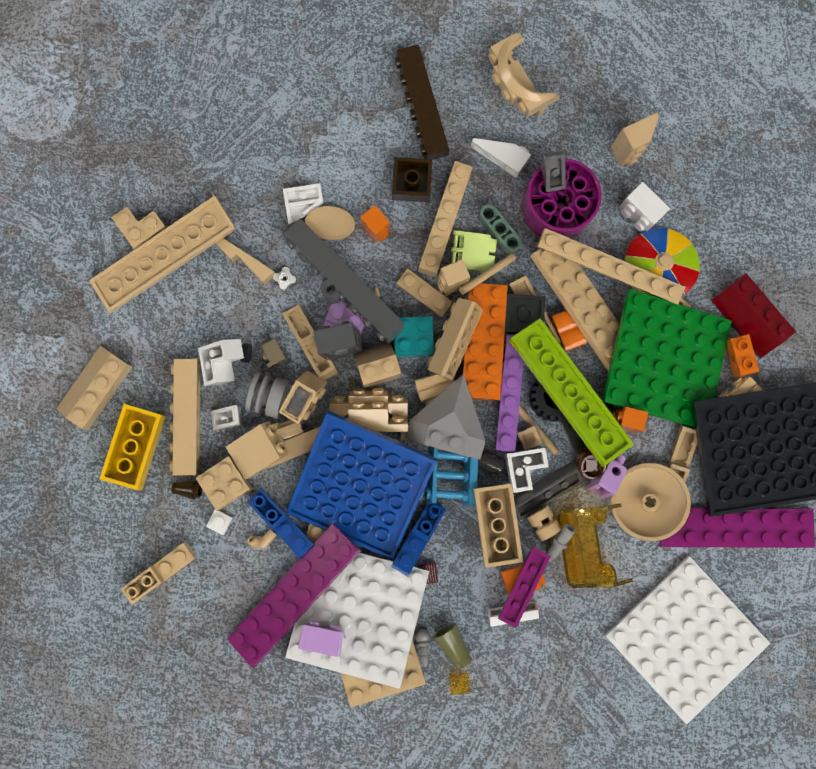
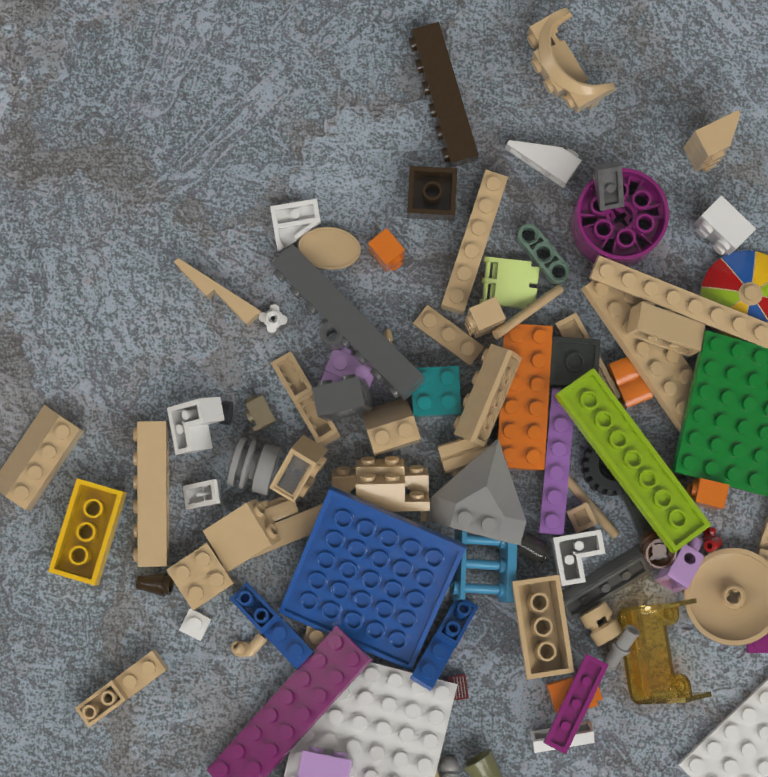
camera: 10 degrees right, 0 degrees up
(138, 231) = (94, 263): tan brick -> none
(162, 254) = (121, 290): tan plate -> none
(597, 288) = (665, 329): none -> tan brick
(632, 457) = (711, 540): none -> red arm

